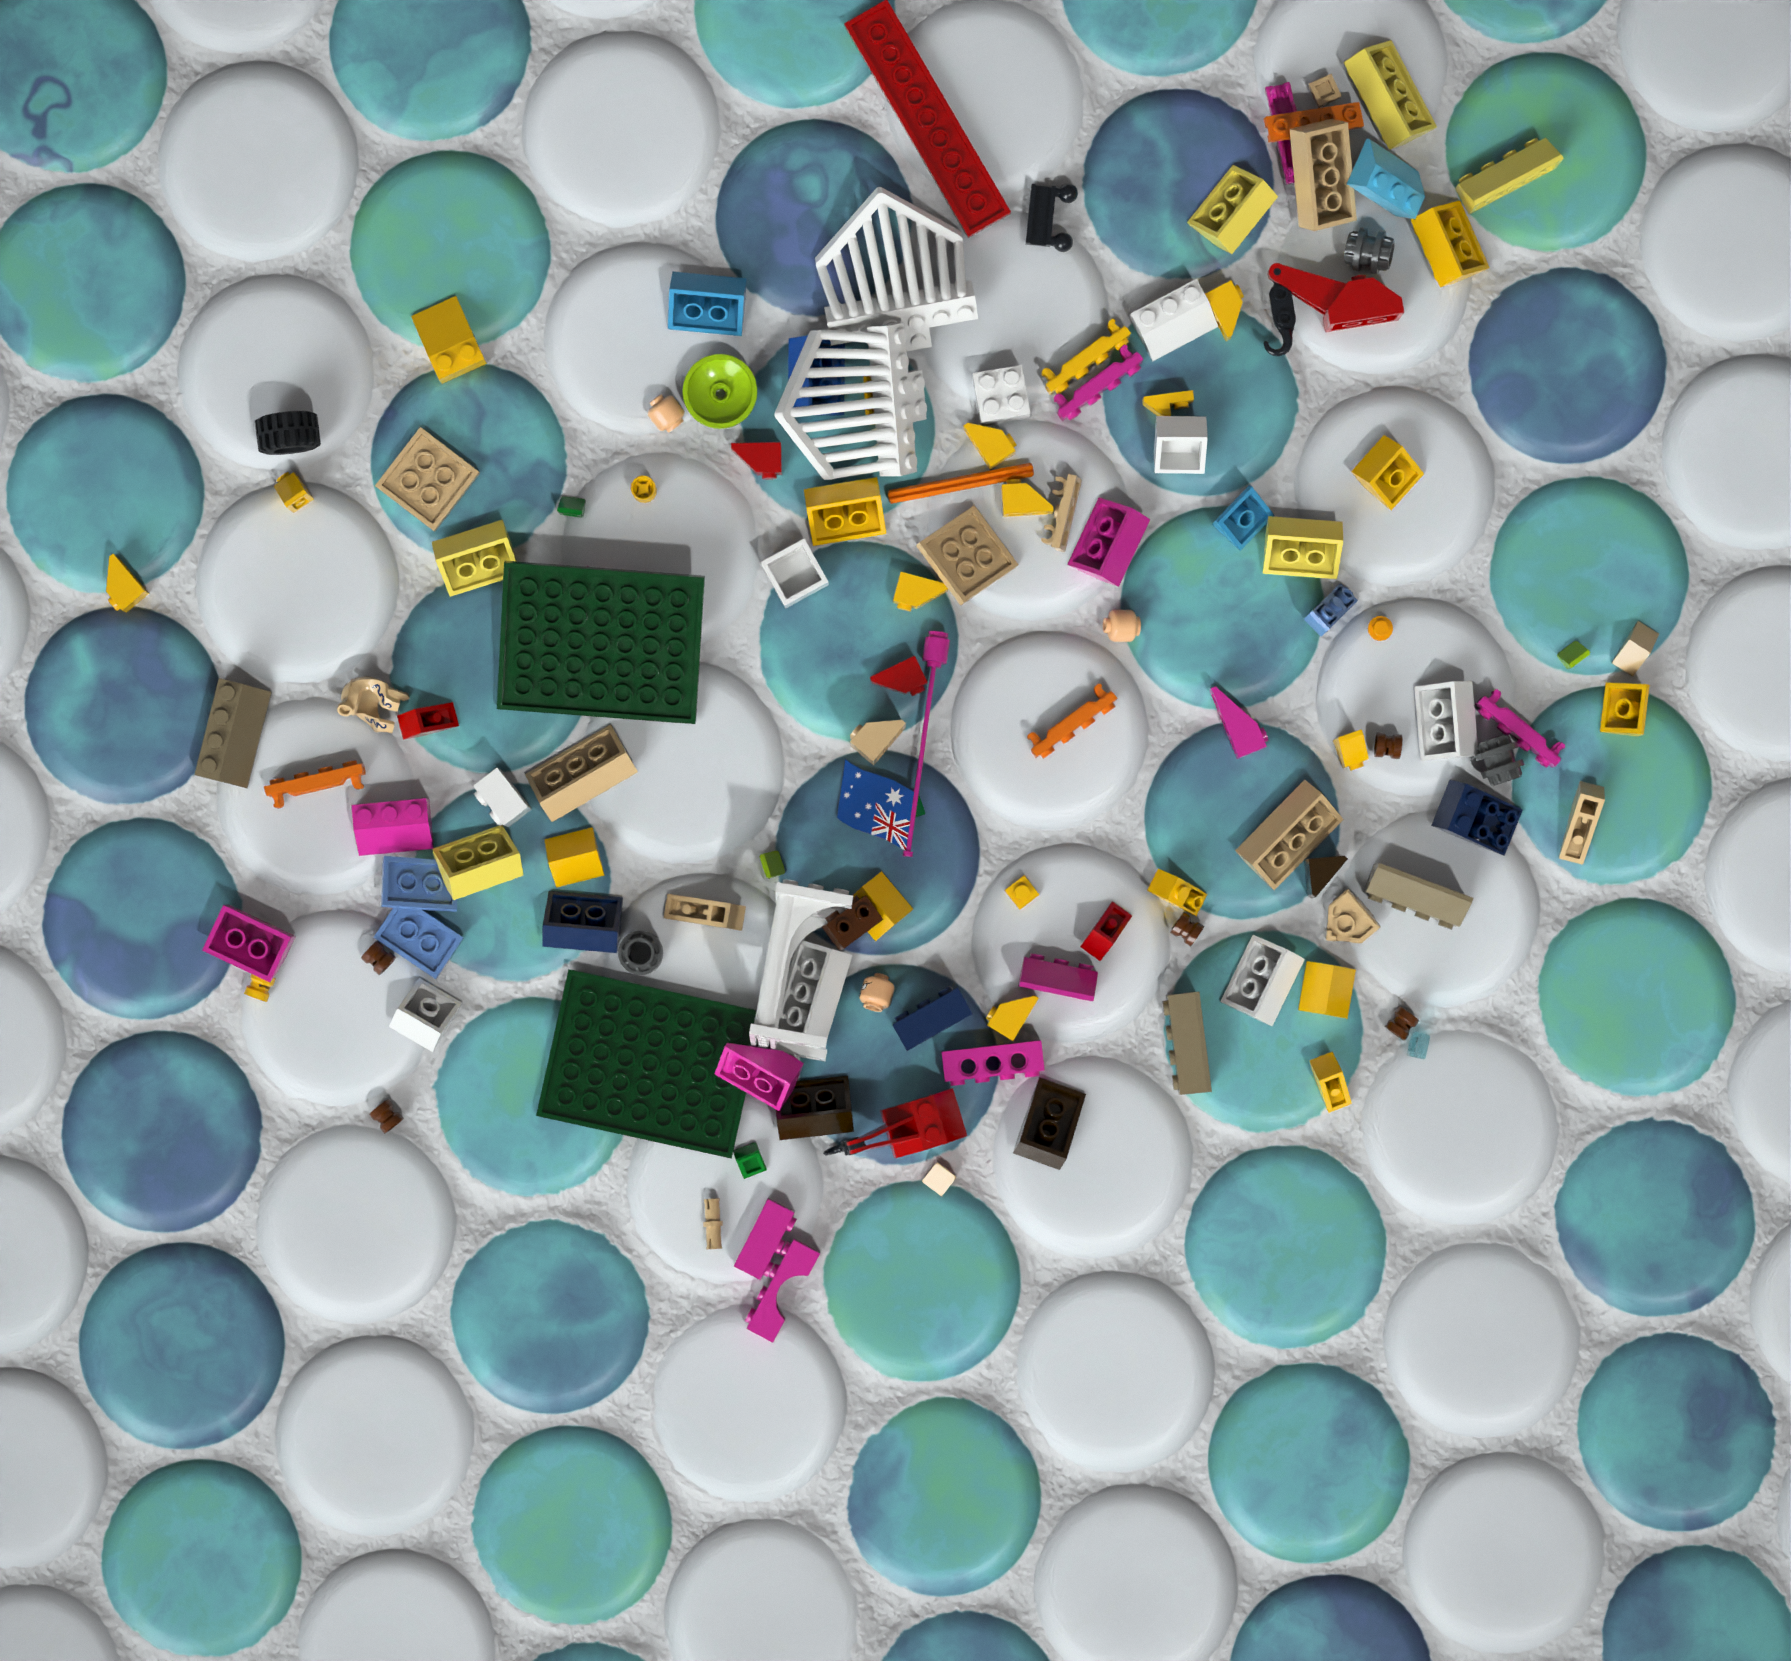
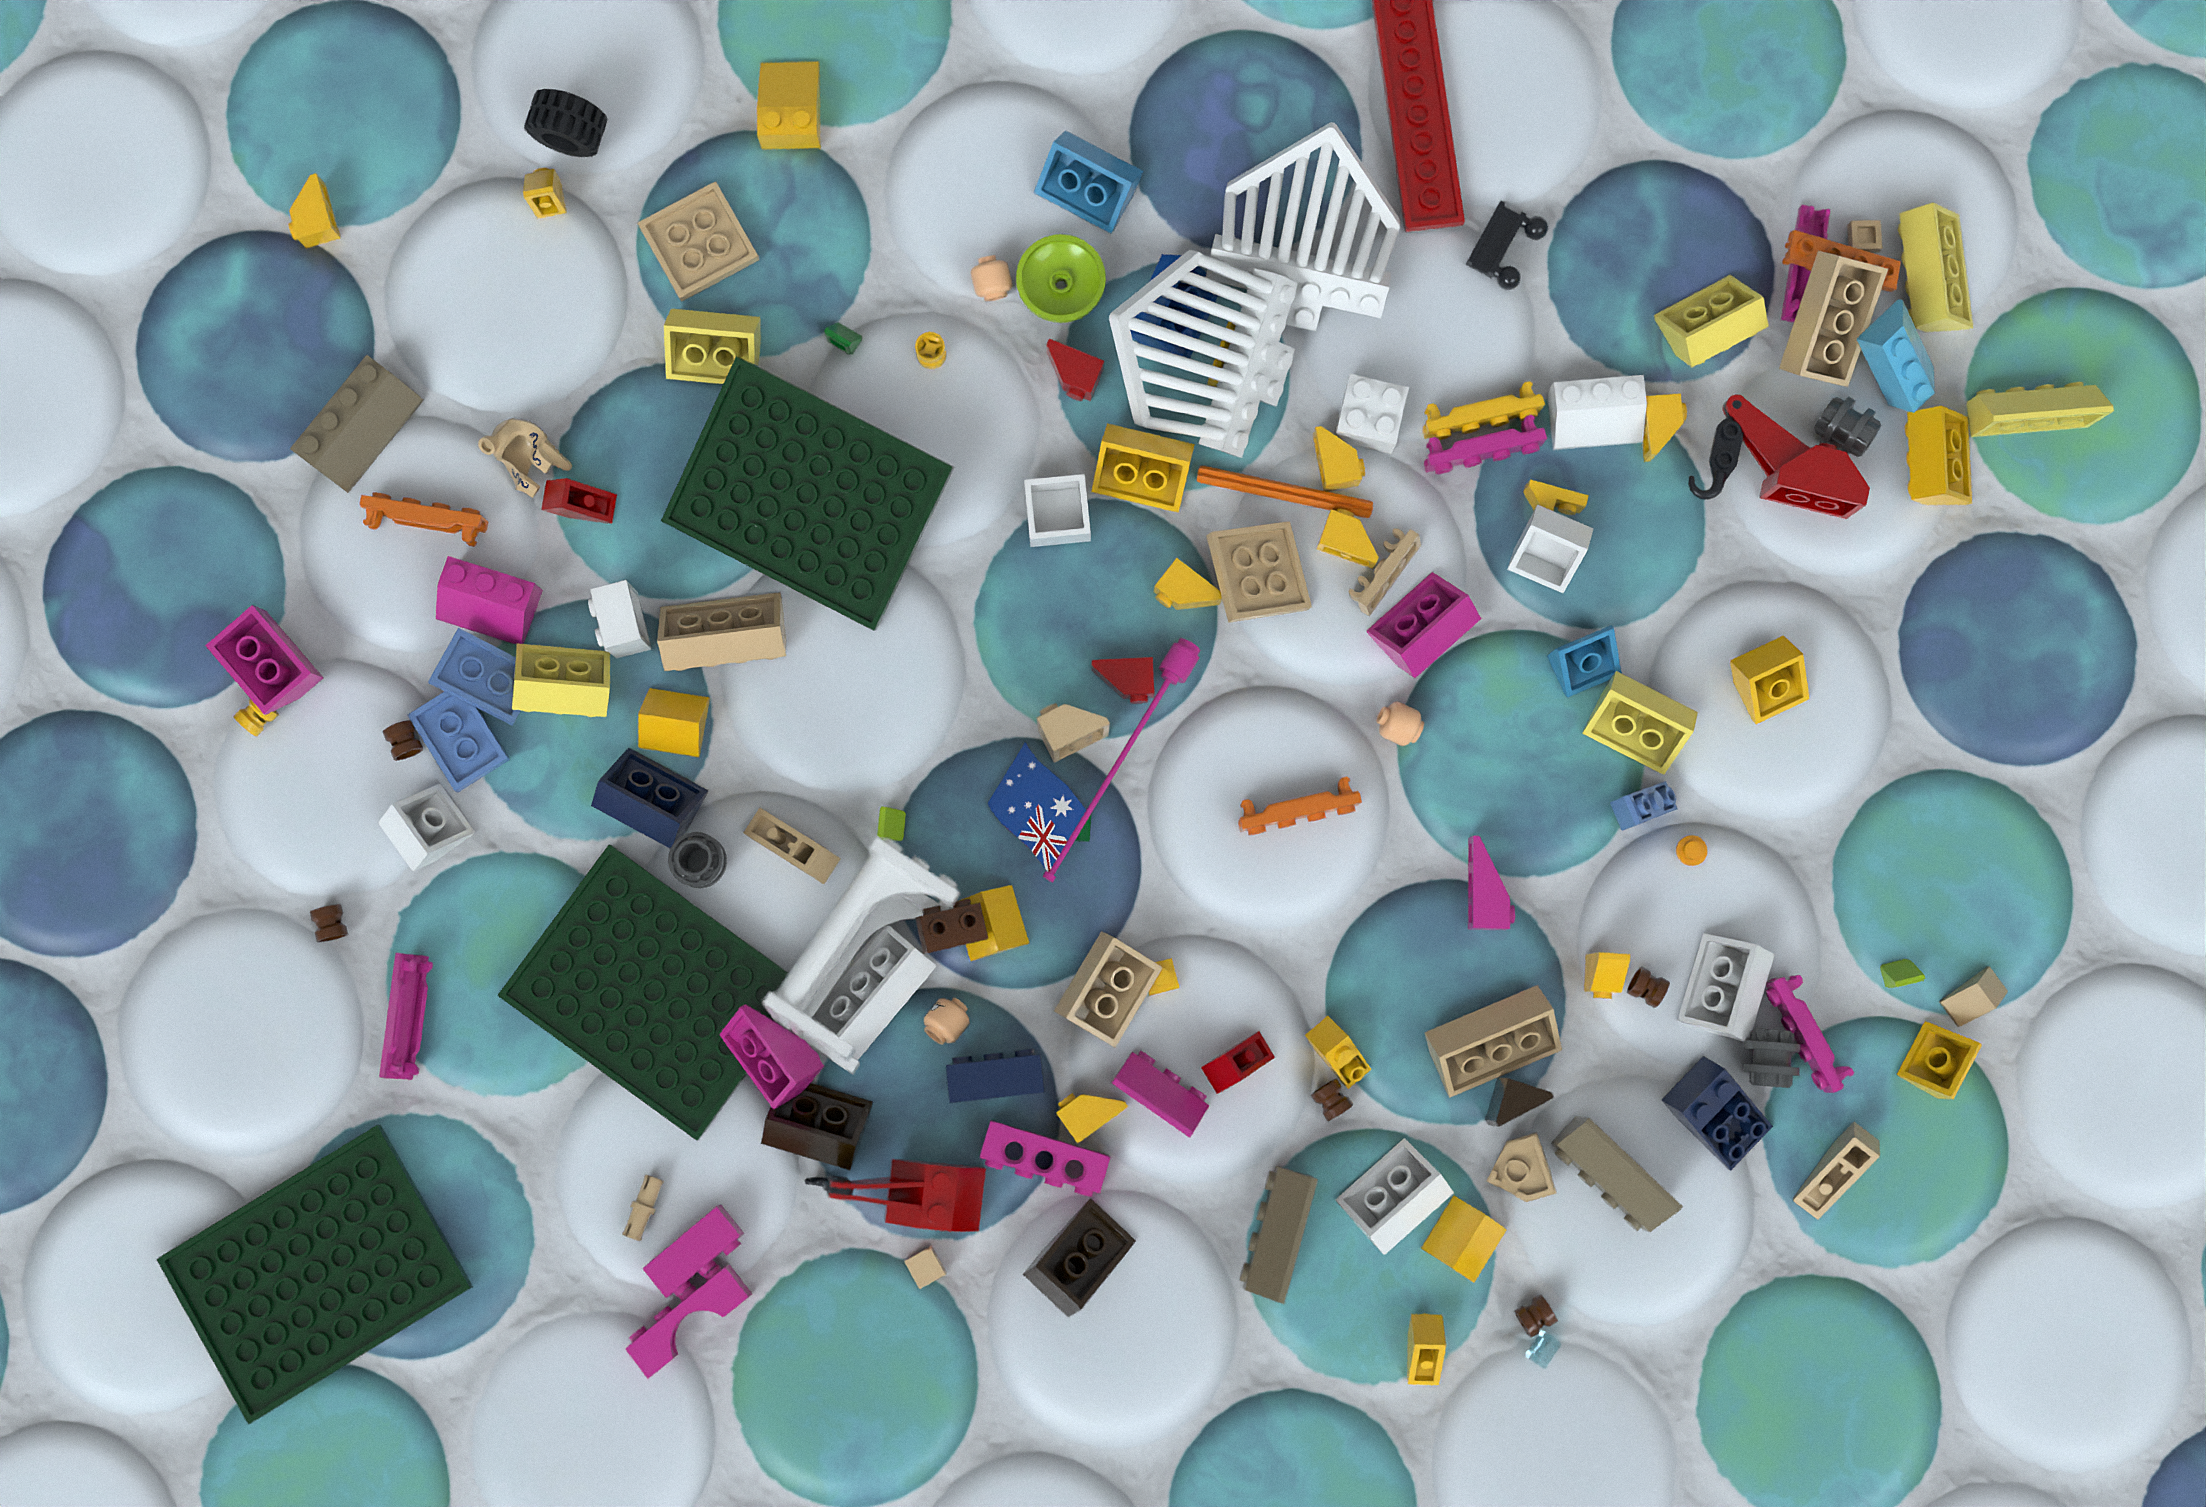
camera: 15 degrees right, 5 degrees down
(475, 1160) = (405, 1016): none -> dark pink piece
(493, 1372) = (314, 1273): none -> dark green plate
(749, 1160) = (718, 1151): green slope -> none
(987, 918) = (1108, 989): none -> tan slope

